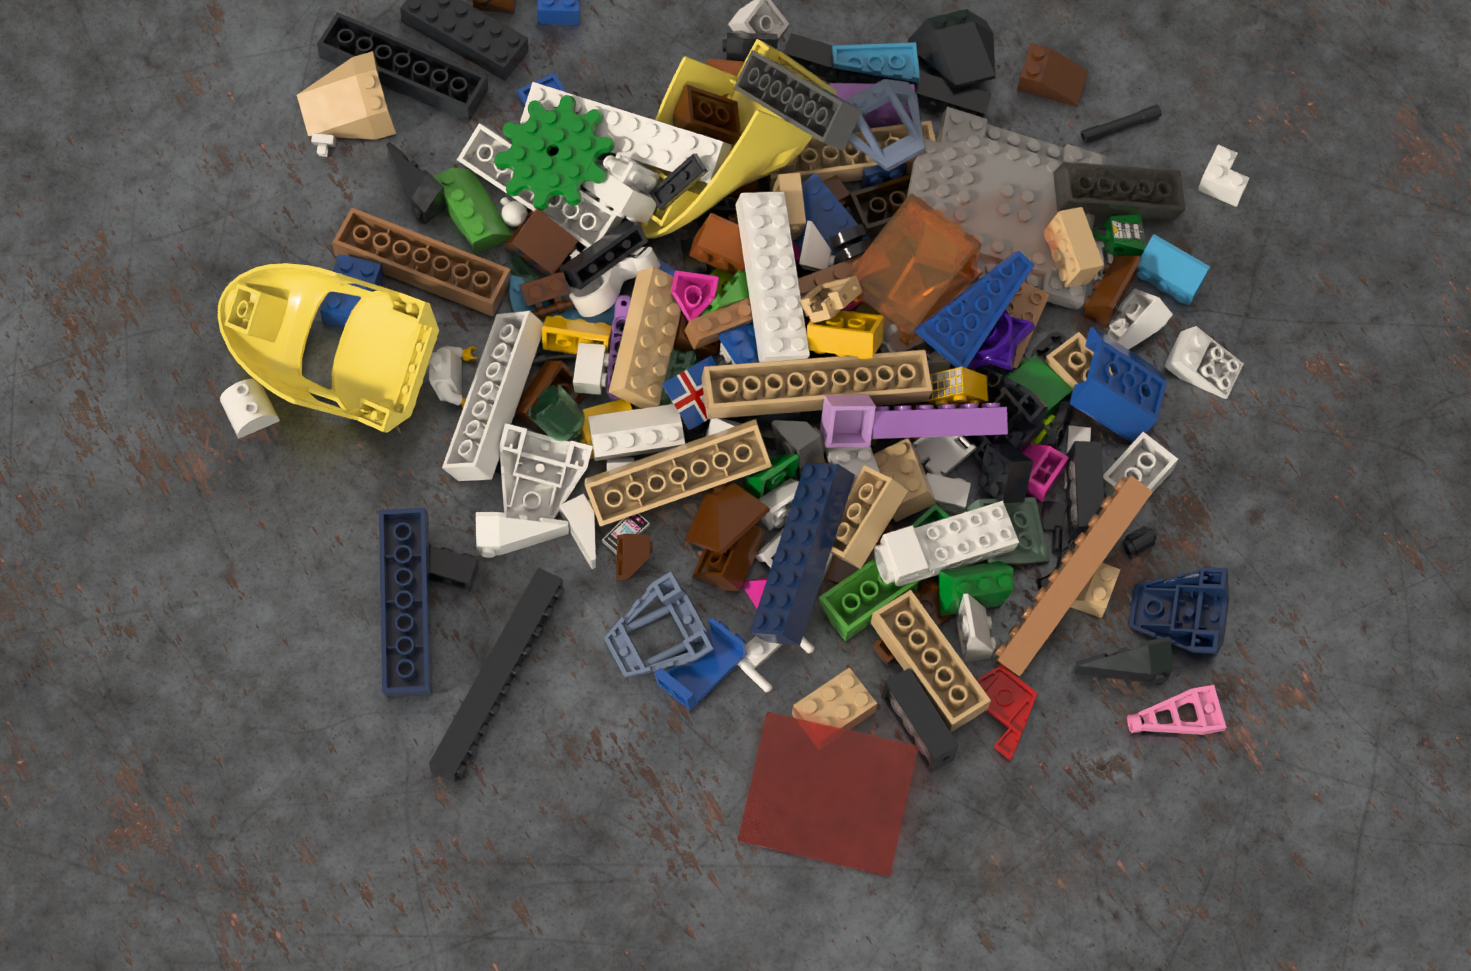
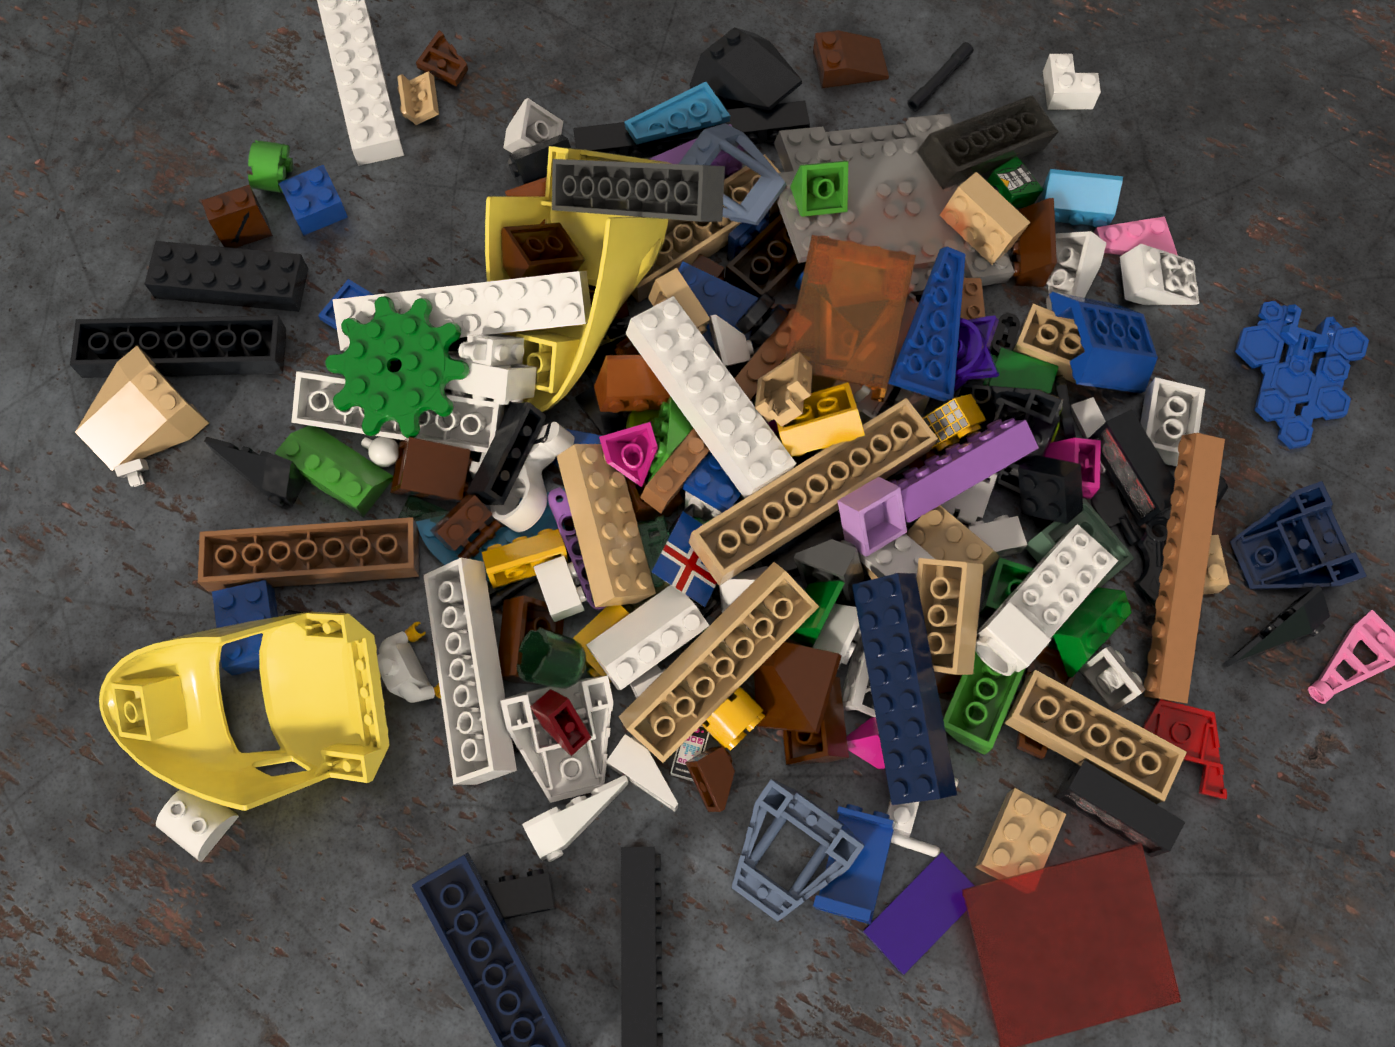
camera: 25 degrees left, 5 degrees up
(541, 460) = (561, 721): none -> dark red slope
(669, 521) = (733, 717): none -> yellow brick
(678, 181) = (550, 336): black tile -> none
(729, 723) = (920, 914): none -> dark purple tile
(950, 165) = (821, 188): none -> bright green slope
(1215, 324) = (1125, 236): none -> bright pink wing
(1266, 491) = (1292, 380): none -> blue piece

